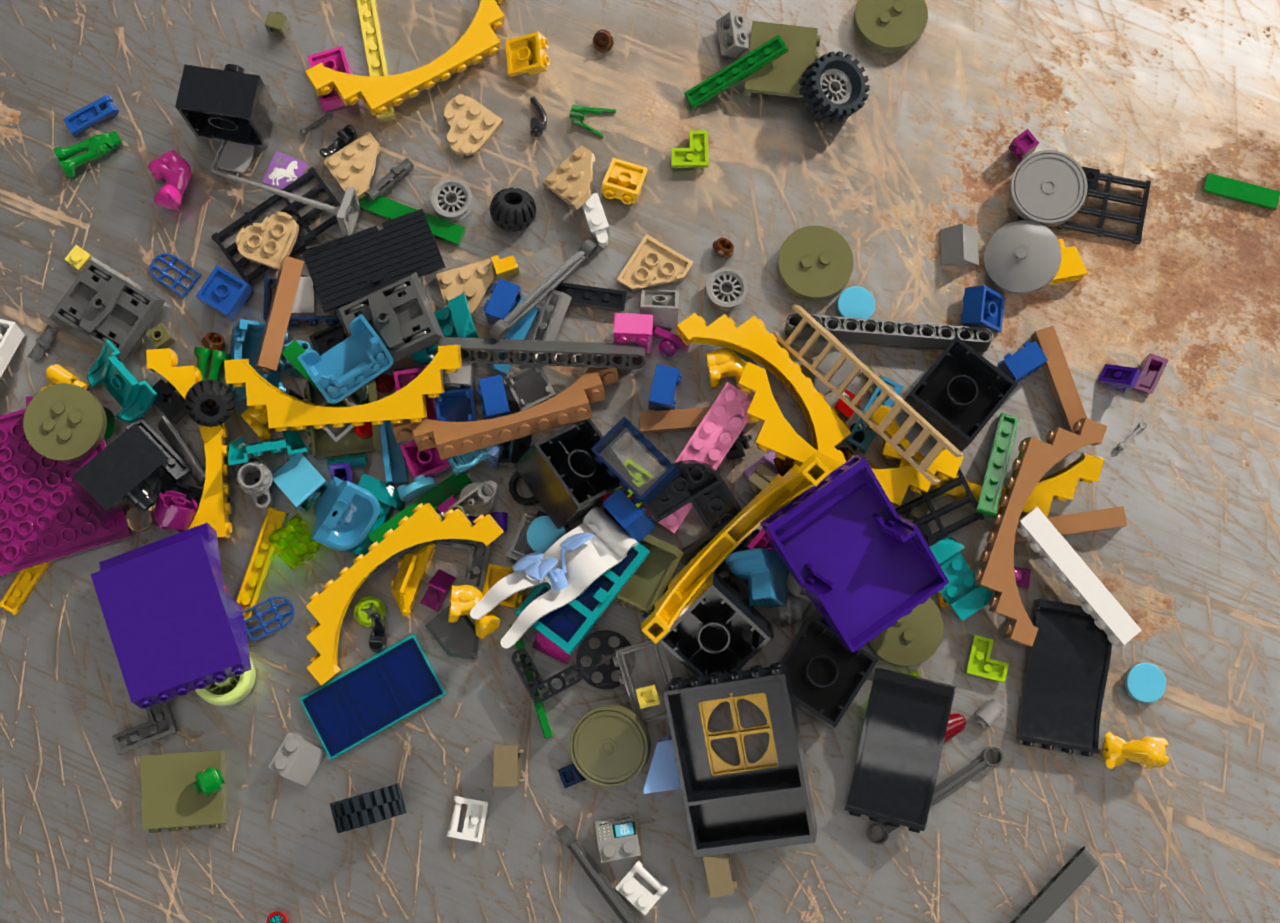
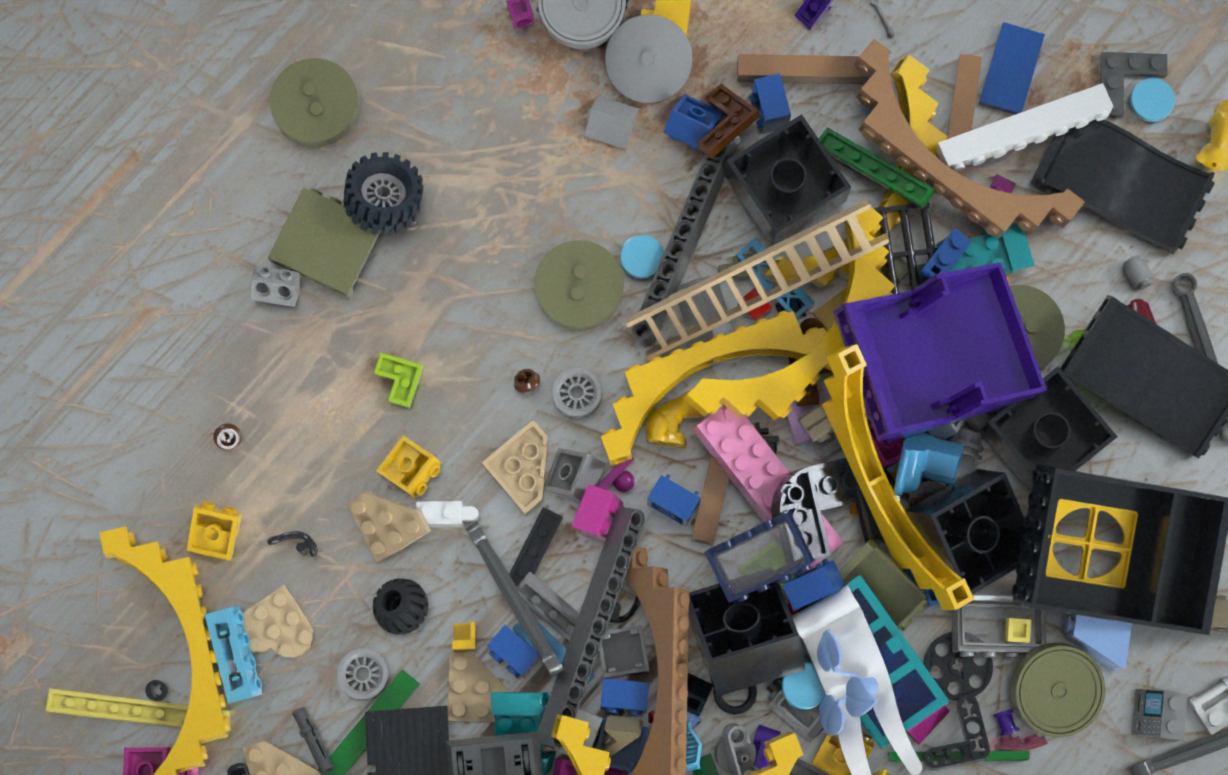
camera: 70 degrees left, 0 degrees up
(389, 52) = (149, 692): none -> black bush
(436, 99) = (233, 654): none -> medium azure brick
(463, 401) = (620, 732): none -> dark tan slope
(554, 721) = (1011, 743): none -> clear pink slope
(560, 373) = (615, 618): none -> black piece
(570, 775) = (1075, 745): dark blue slope -> none
(571, 712) = (1006, 722): none -> dark purple bush
(580, 112) = (307, 491): green plant -> none
(736, 72) = (324, 296): green tile -> none
(945, 544) = (946, 254): none -> blue plate
(979, 661) = (1080, 262): lime plate -> none
(999, 341) = (738, 117): none -> reddish brown plate
(1128, 555) = (1011, 68): none -> blue tile
(1168, 651) = (1120, 64): none -> dark grey plate

